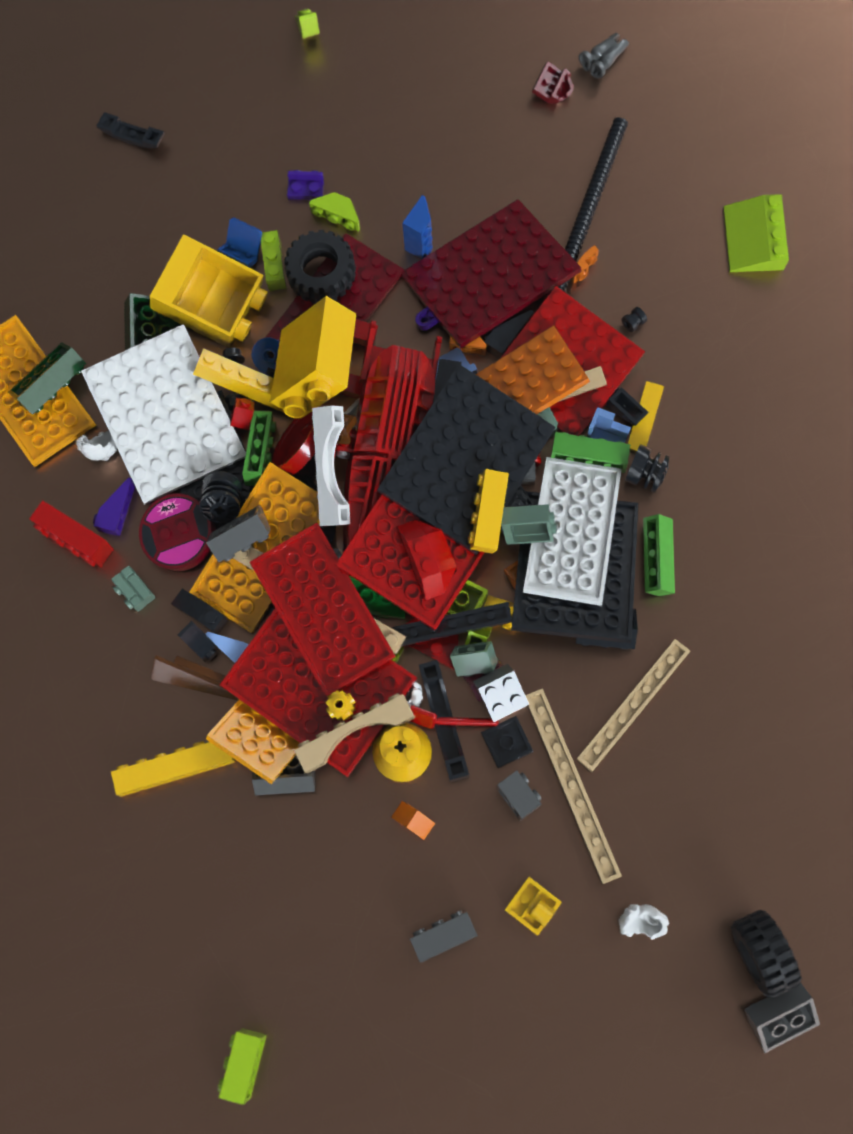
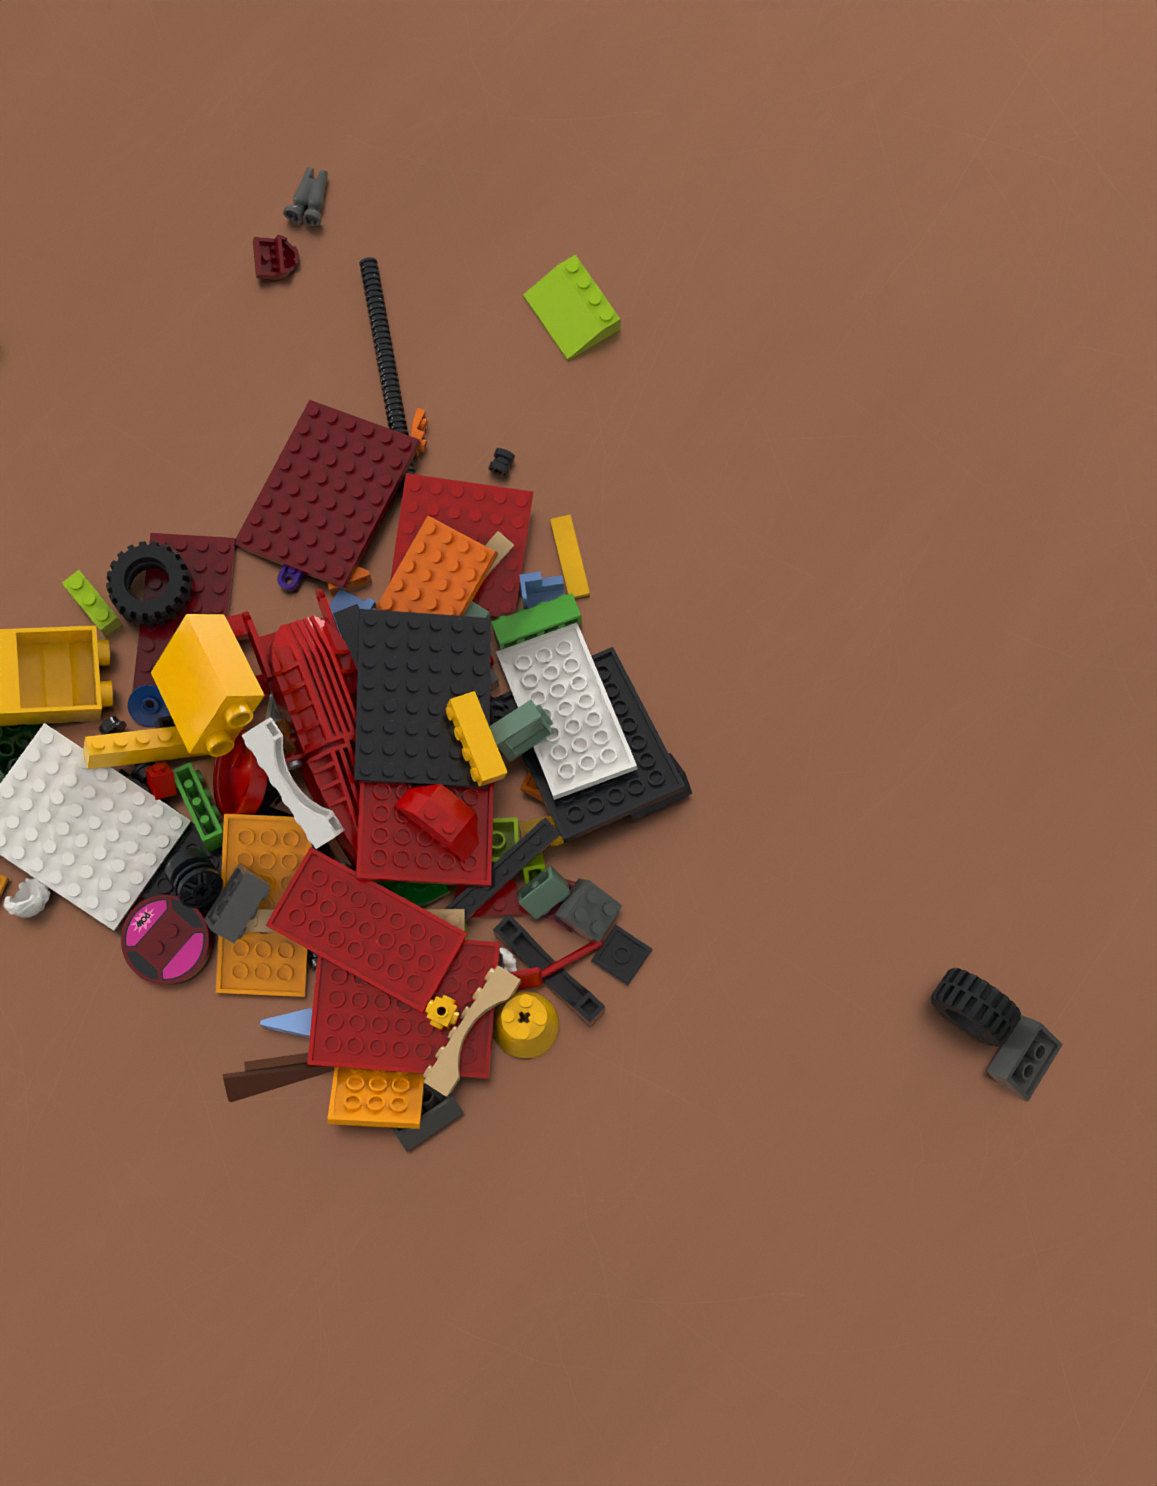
camera: 35 degrees left, 0 degrees up
(71, 535) = (58, 1004): red brick -> none
(114, 511) = (85, 955): dark purple slope -> none
(133, 589) = (155, 1022): sand green brick -> none
(168, 767) = (304, 1175): yellow brick -> none
(198, 641) = (259, 1035): black slope -> none
(200, 611) = (238, 1005): black slope -> none
(241, 1066) = (551, 1410): lime brick -> none
(242, 242) = (48, 604): blue bracket -> none
(305, 185) = (76, 504): dark purple bracket -> none
(336, 209) = (126, 513): lime slope -> none
(413, 820) = (575, 1083): orange slope -> none
(418, 230) = (230, 490): blue slope -> none
(443, 936) = (670, 1173): dark grey brick -> none
(503, 335) = (381, 549): black slope -> none
(519, 795) = (664, 998): dark grey brick -> none
(533, 906) = (738, 1095): yellow plate -> none
(573, 787) = (709, 959): tan plate -> none
(626, 407) = (545, 556): black slope -> none
(633, 705) = (722, 848): tan plate -> none
(643, 920) = (849, 1045): white hair -> none
(647, 468) = (603, 607): black wheel -> none
(659, 555) = (663, 687): bright green brick -> none

